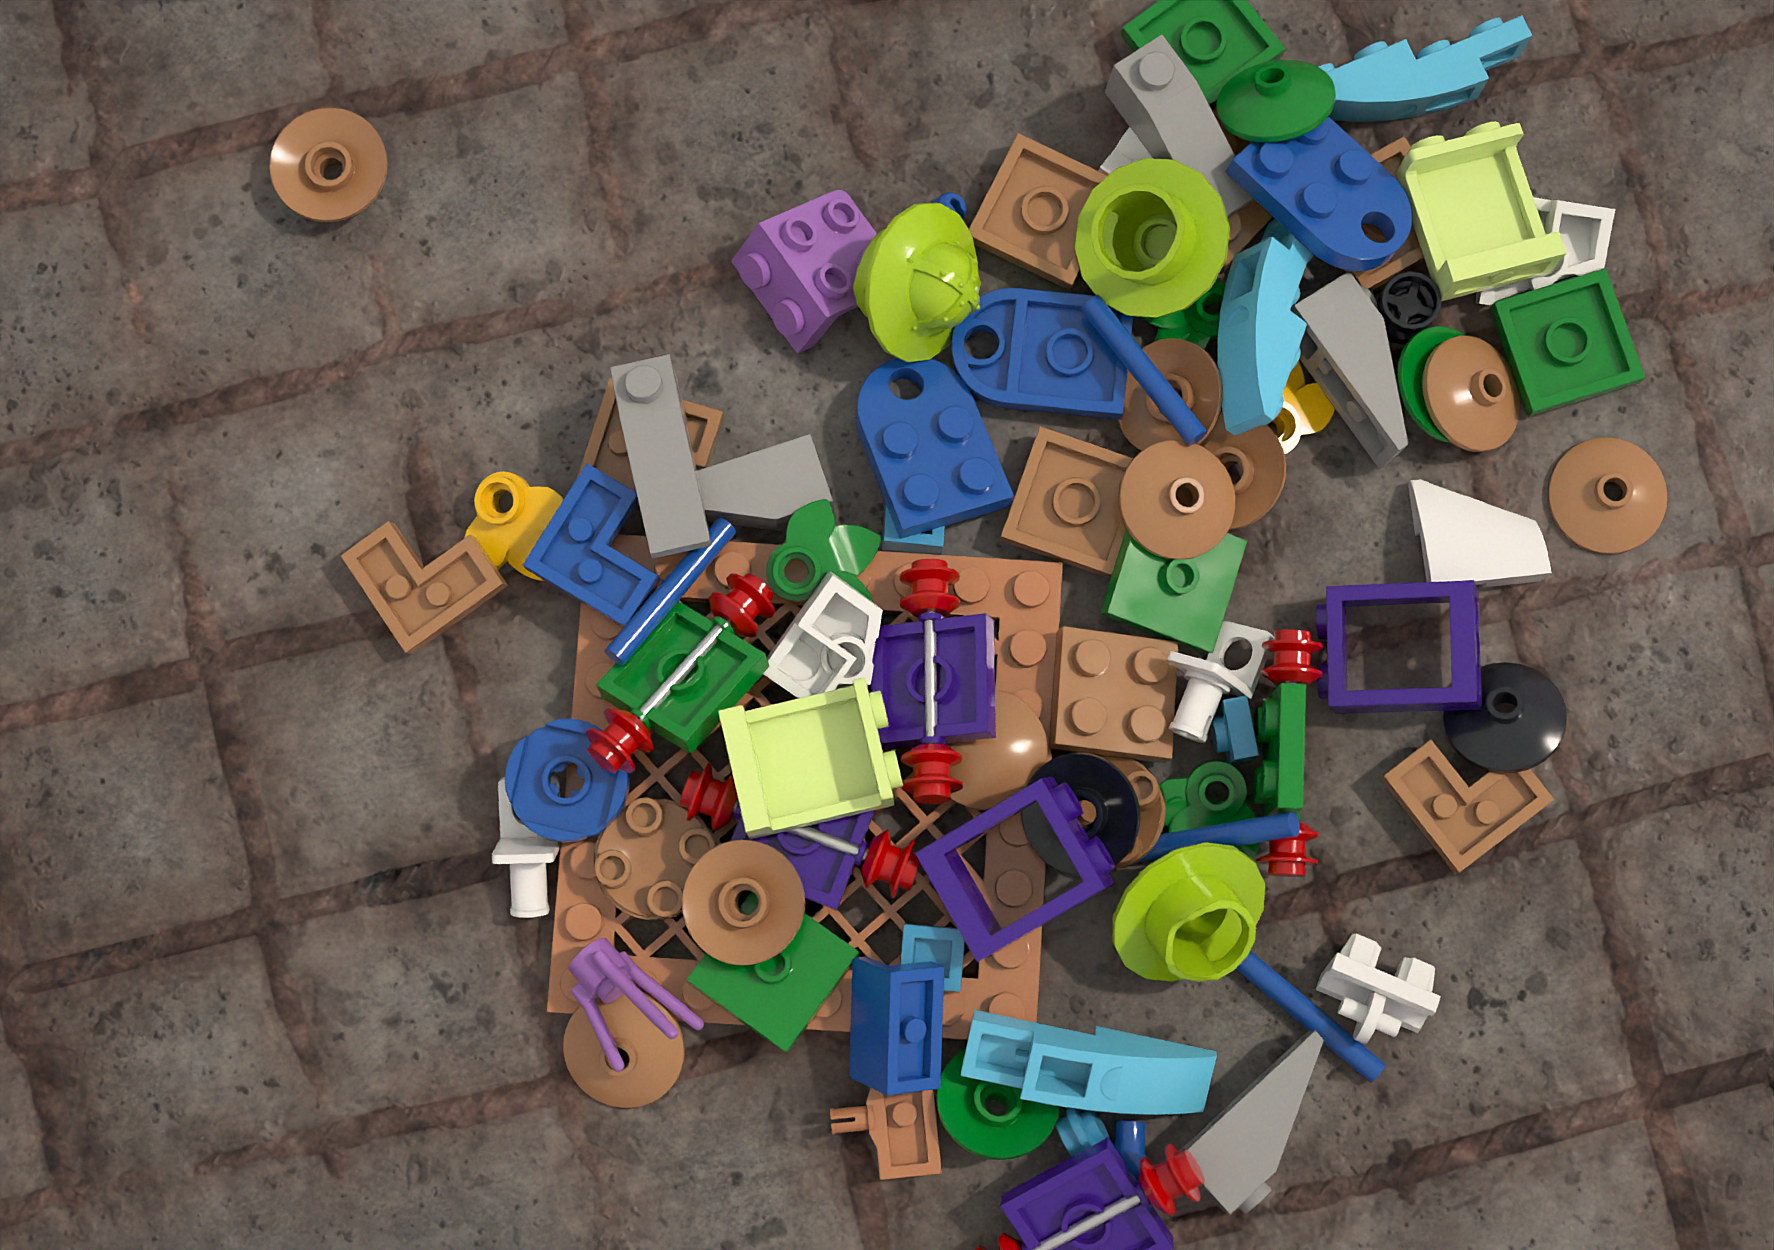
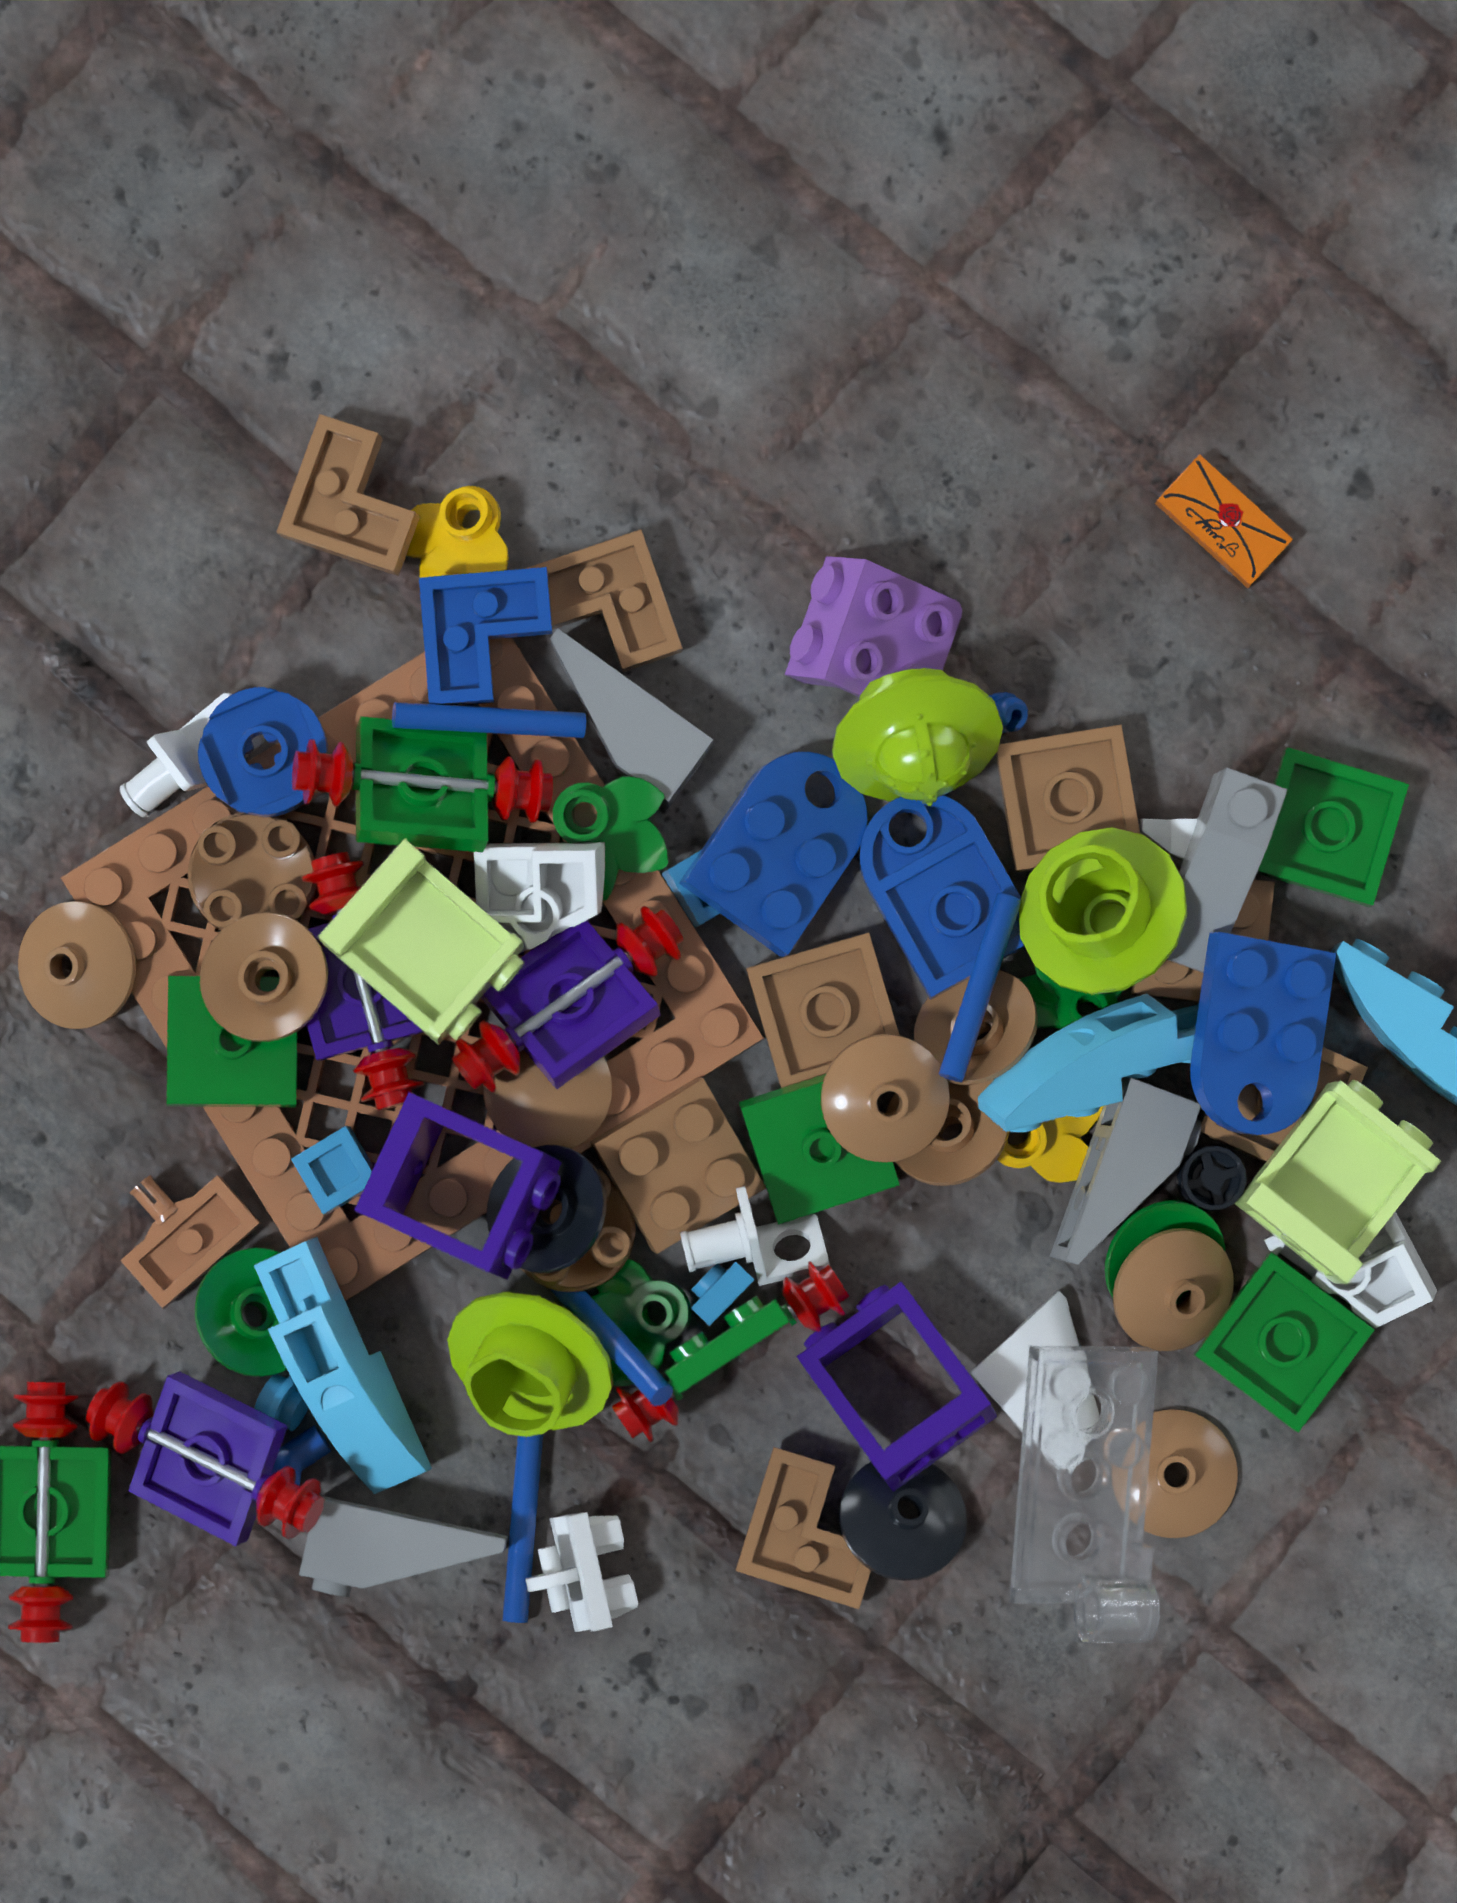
camera: 50 degrees right, 5 degrees up
(312, 145) = (654, 114): medium nougat dish -> none
(607, 976) = (122, 907): medium lavender plant -> none
(661, 455) = (596, 626): light grey slope -> none
(896, 1025) = (255, 1181): blue panel -> none
(1276, 101) = (1308, 931): green dish -> none
(1657, 586) = (1114, 1573): none -> clear hinge

